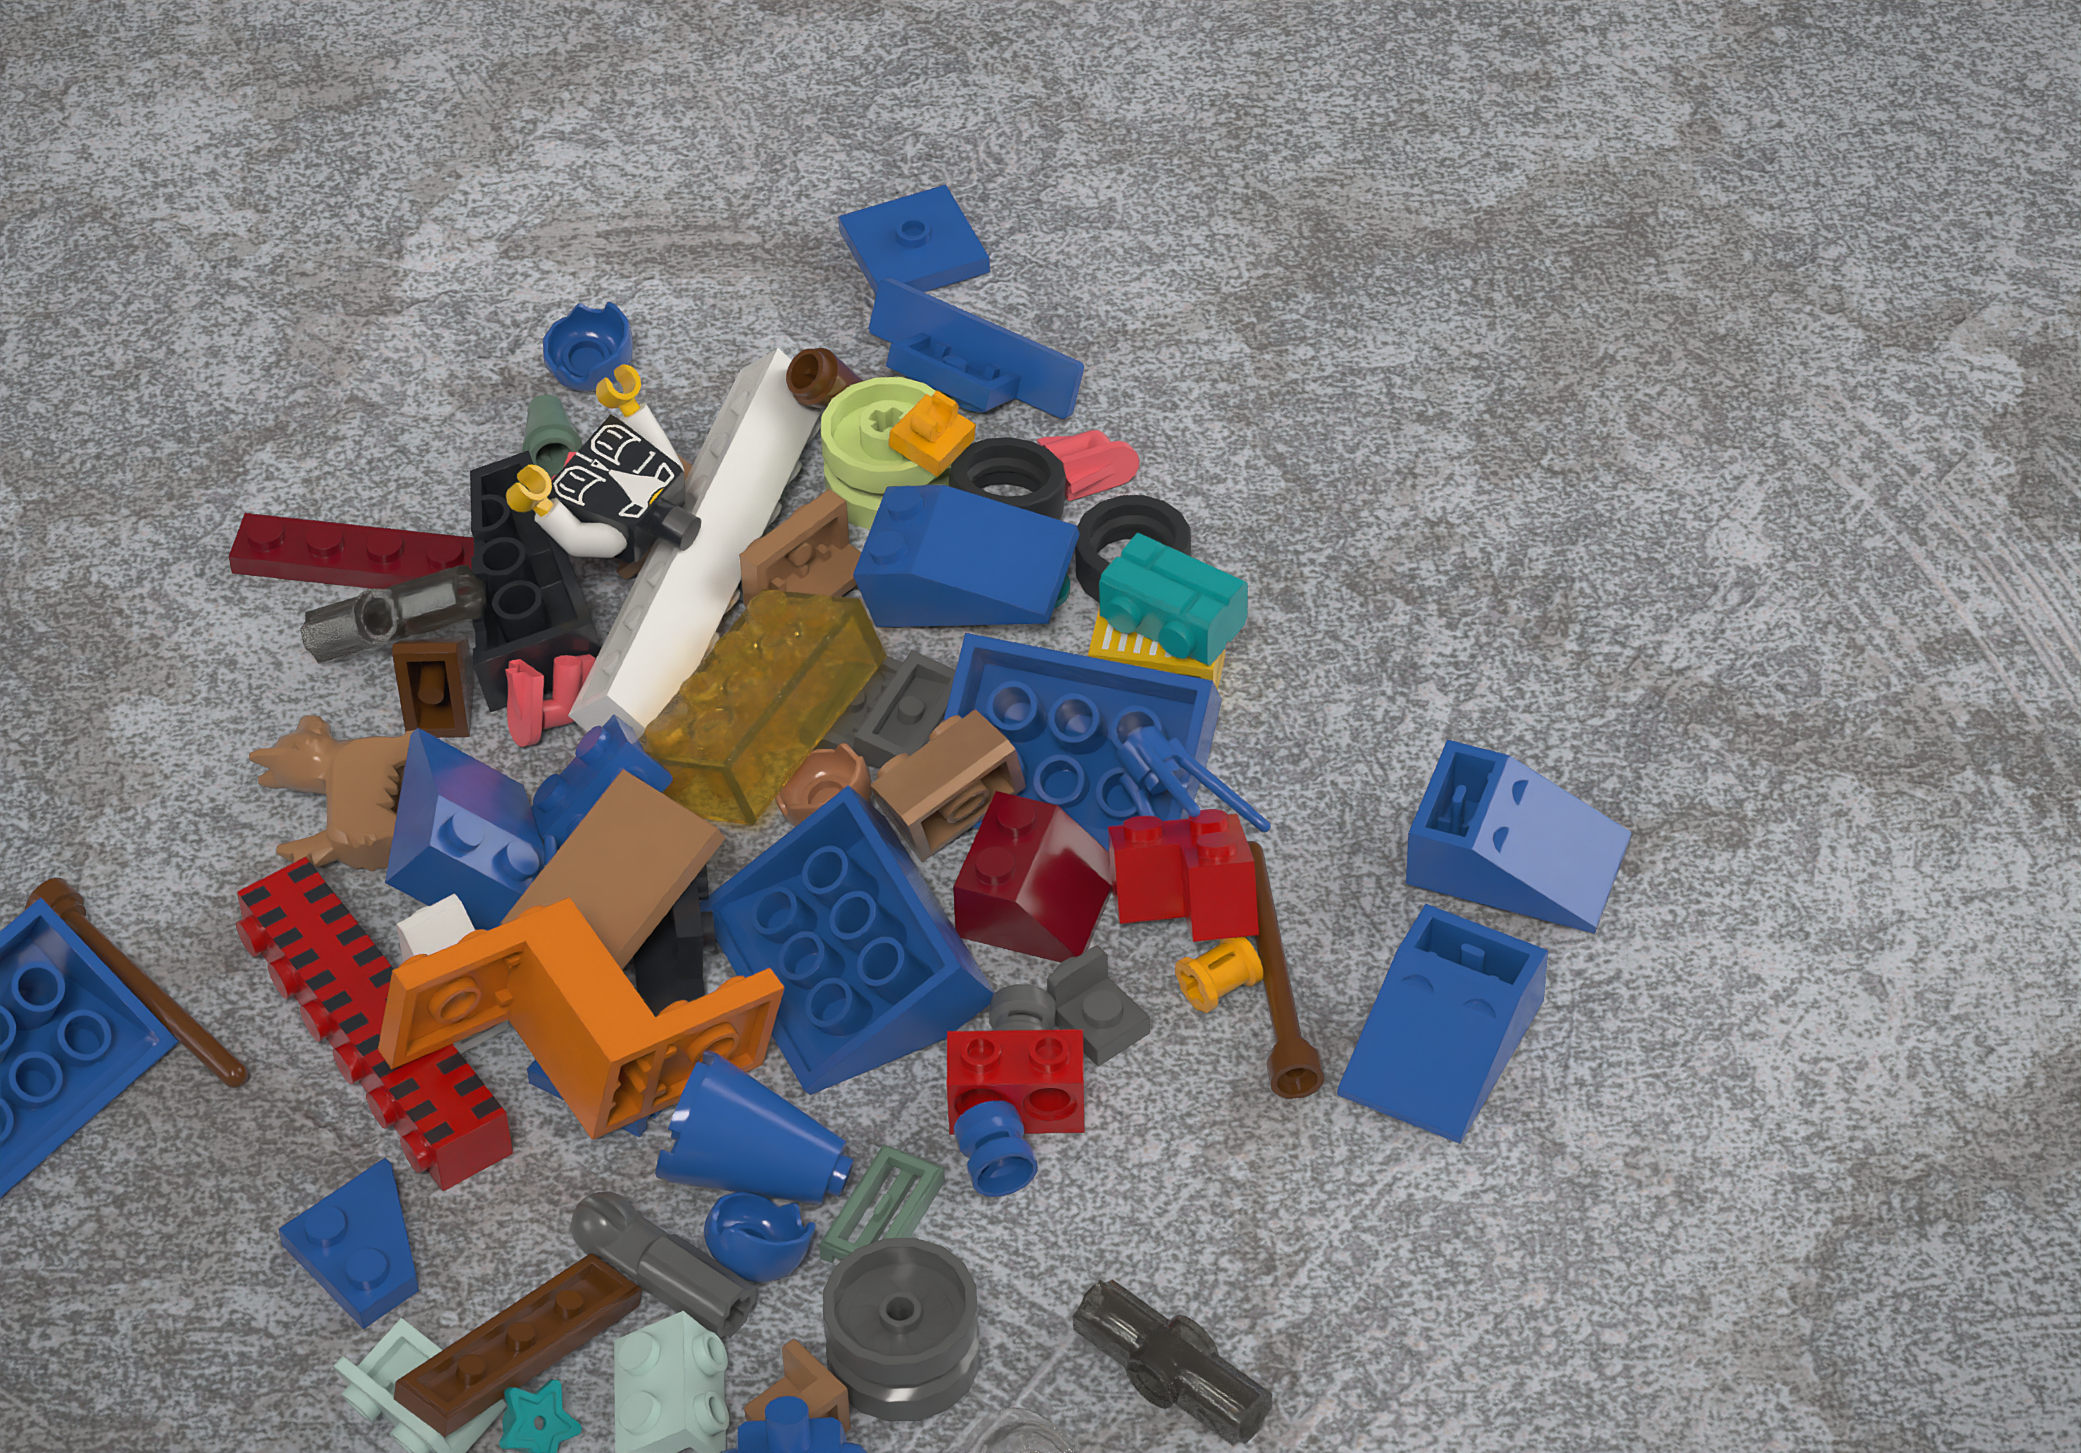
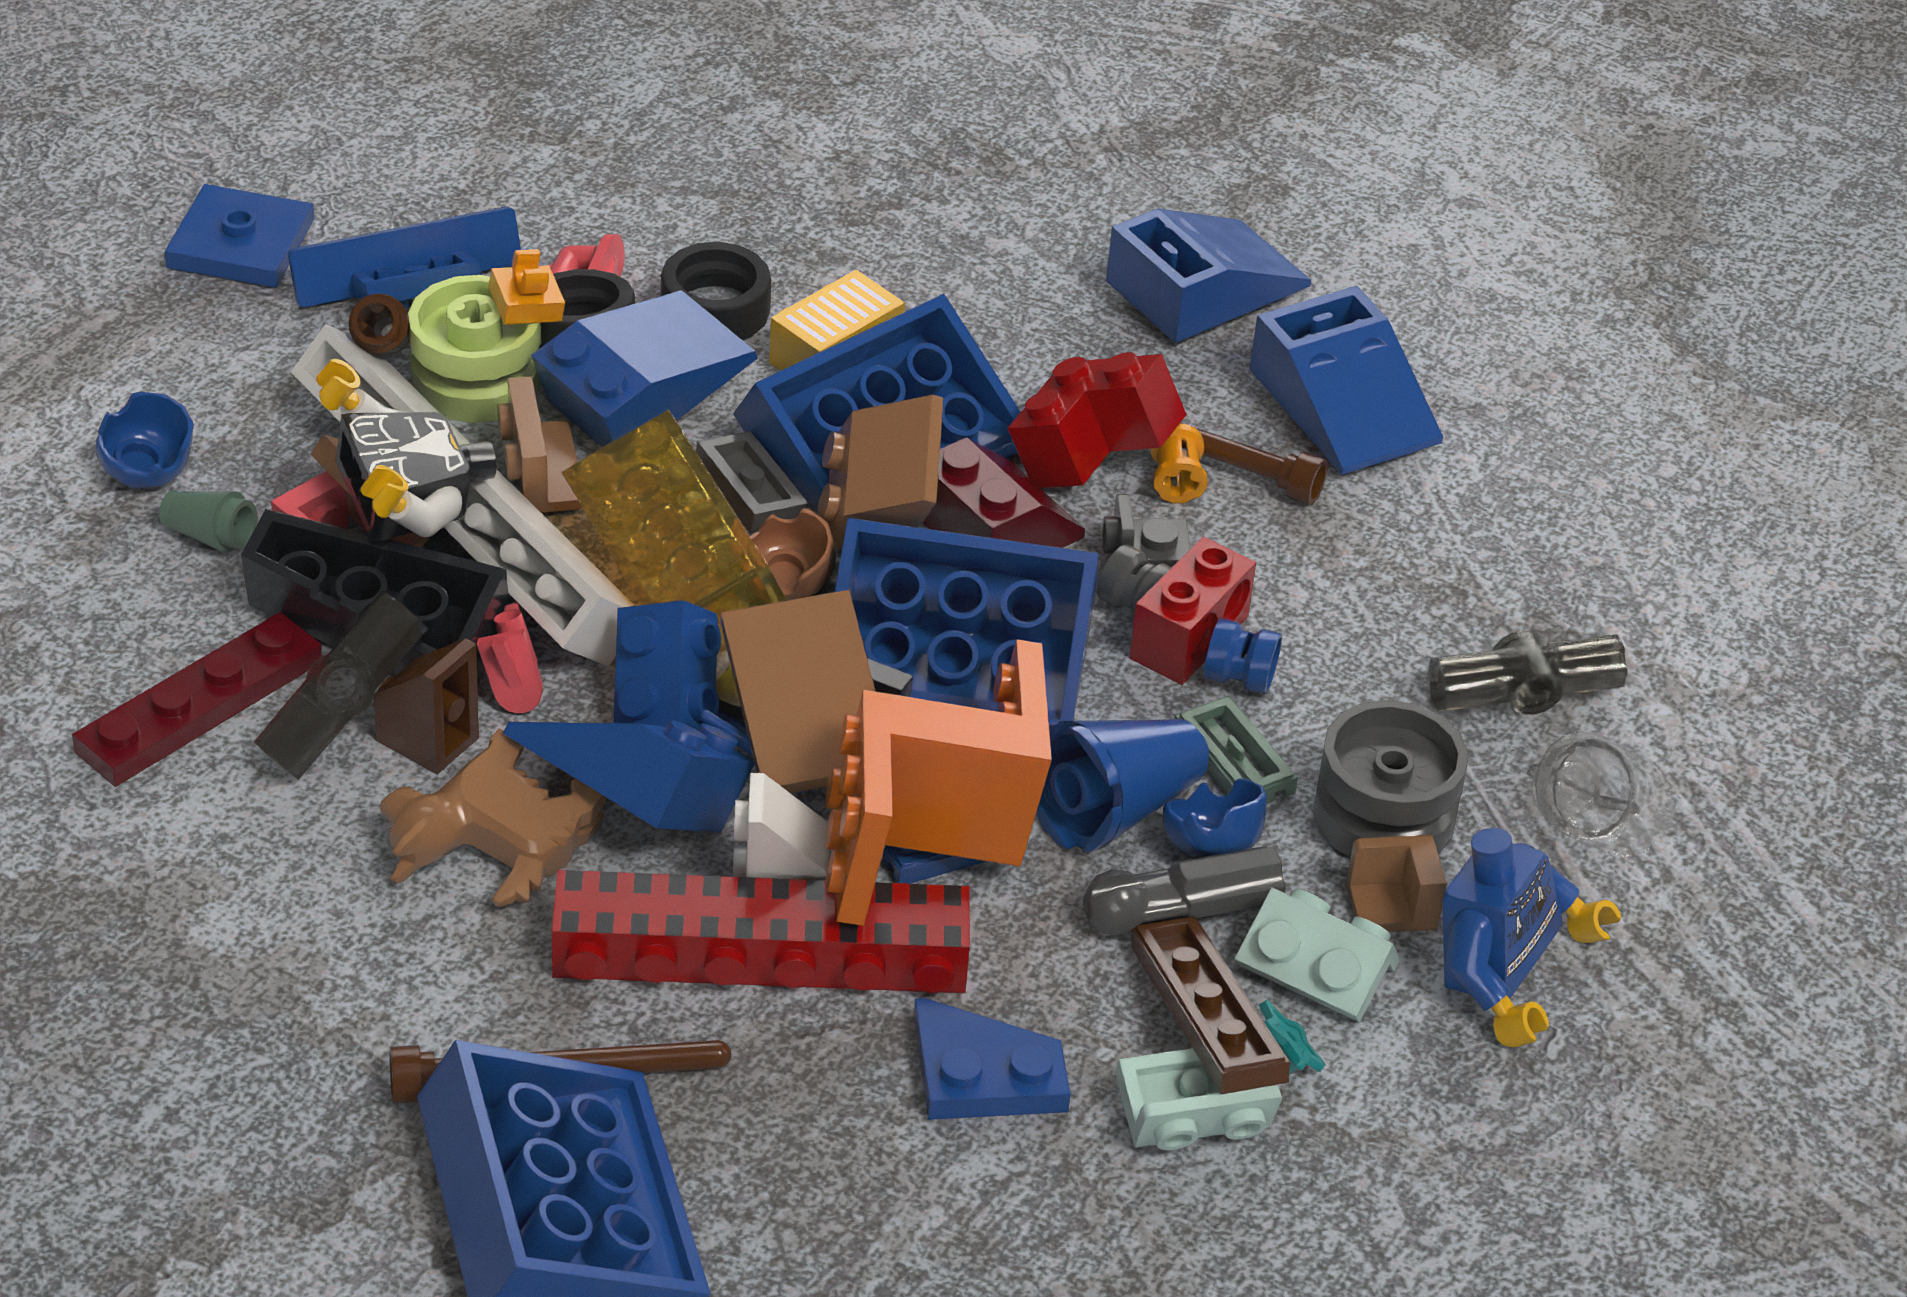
camera: 60 degrees left, 5 degrees down
(1154, 765) = (981, 370): blue plant -> none
(1173, 600) = (835, 272): teal brick -> none

